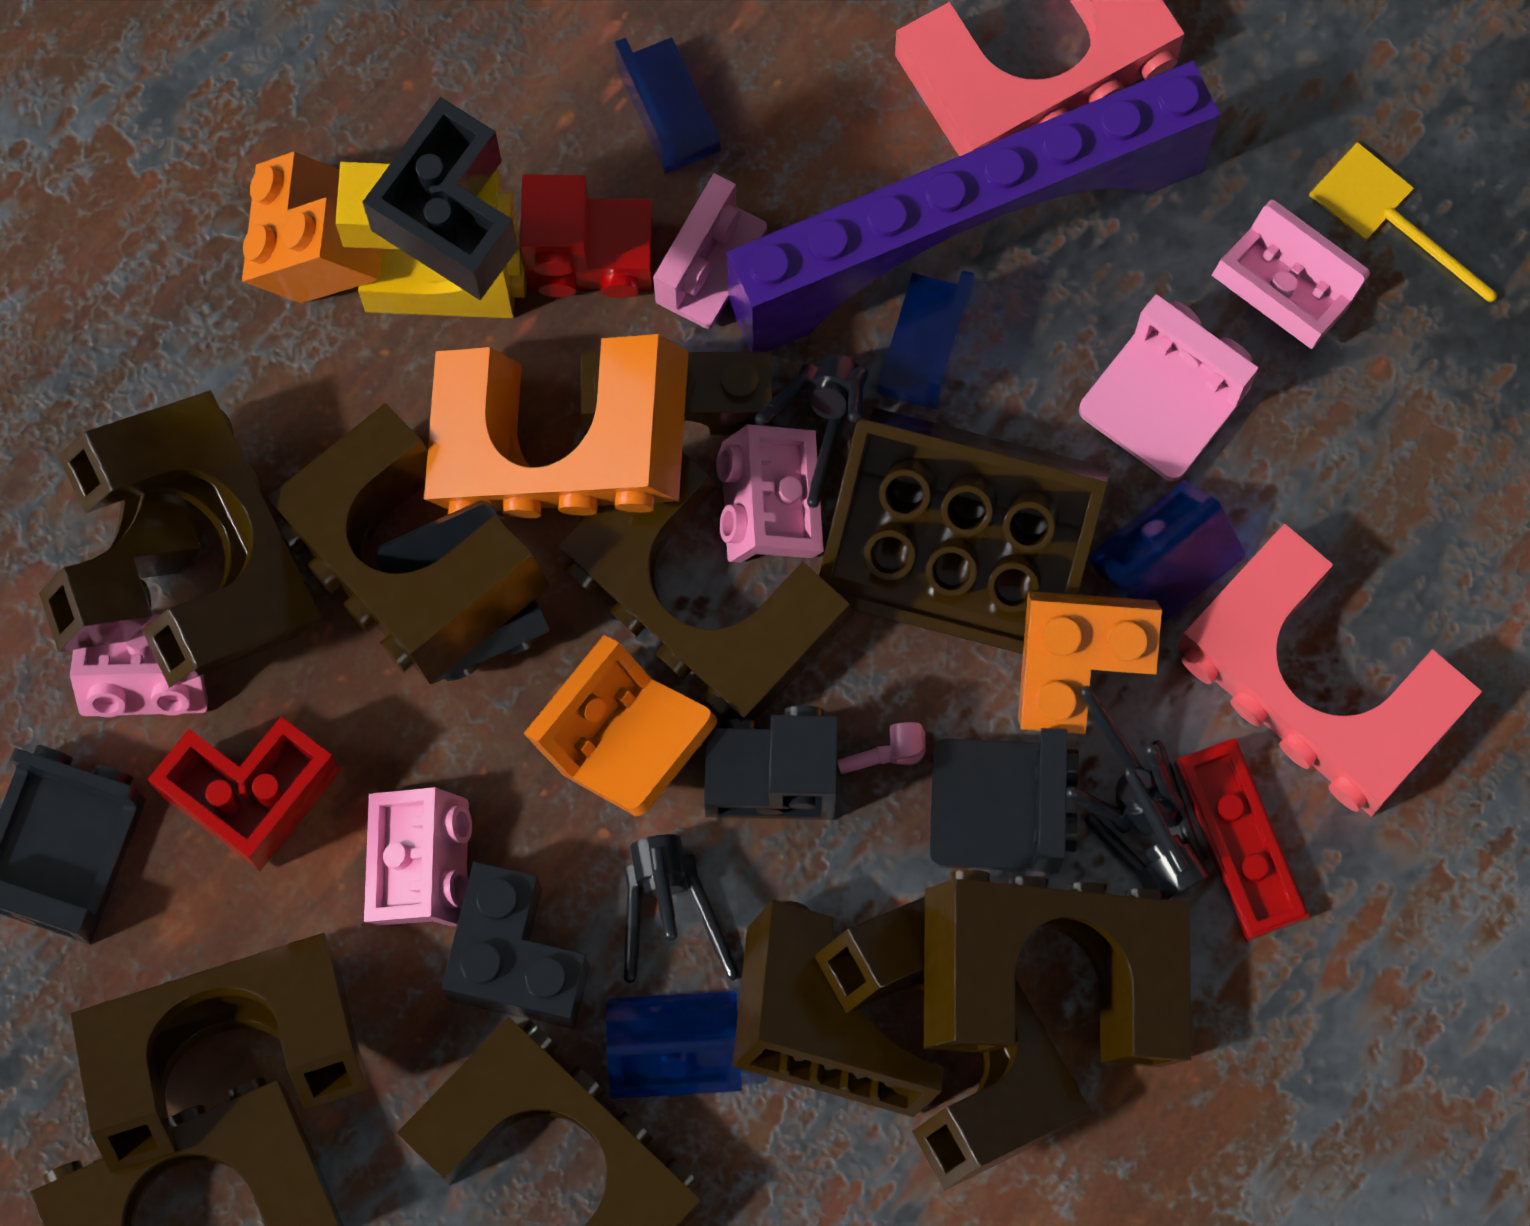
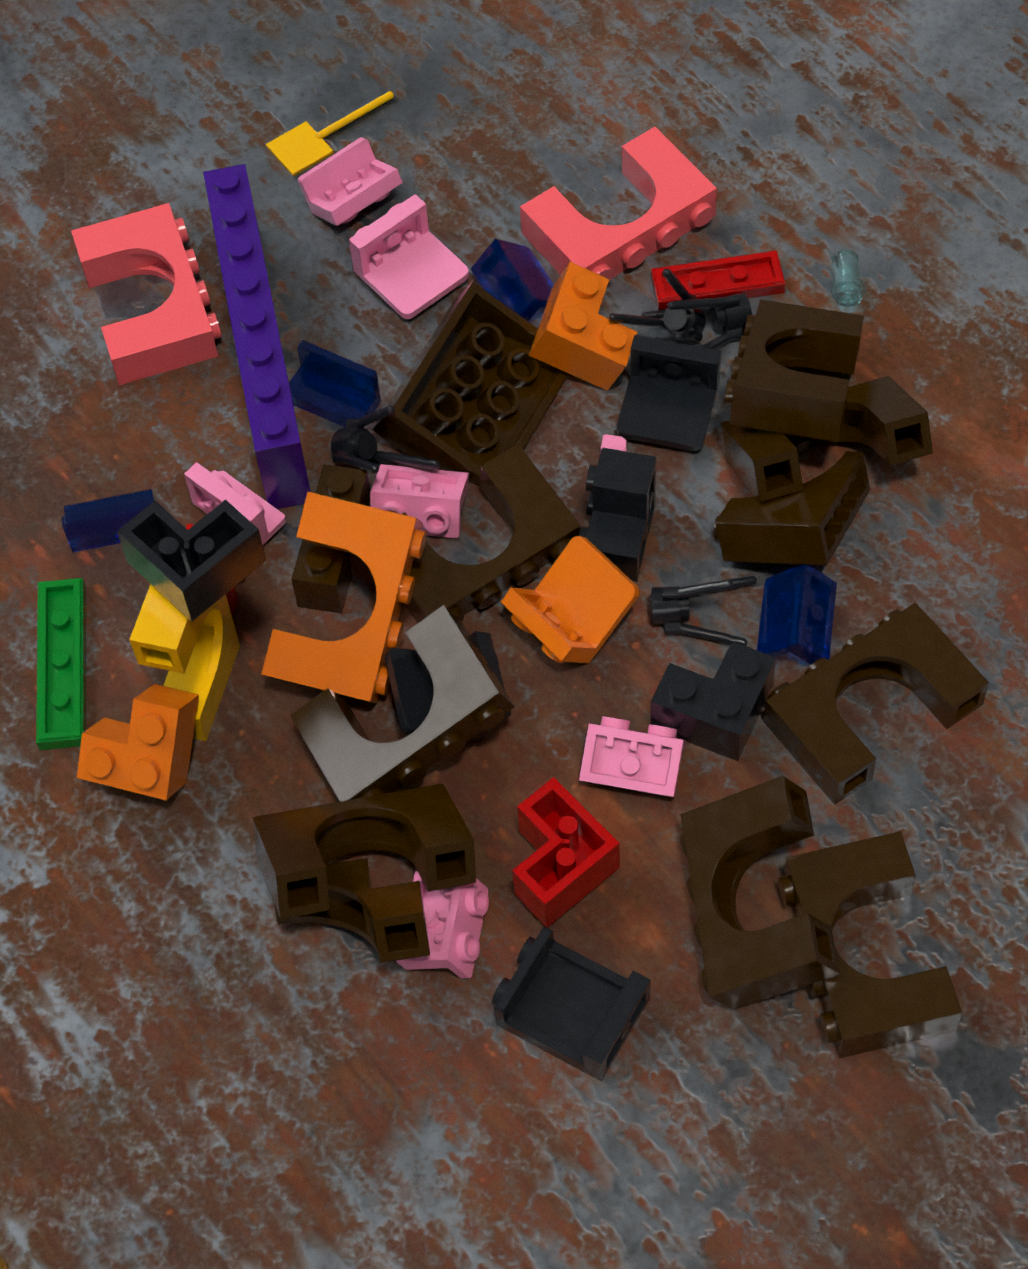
camera: 75 degrees left, 15 degrees down
(484, 88) = (61, 663): none -> green tile
(1278, 1028) = (847, 285): none -> clear light blue pin

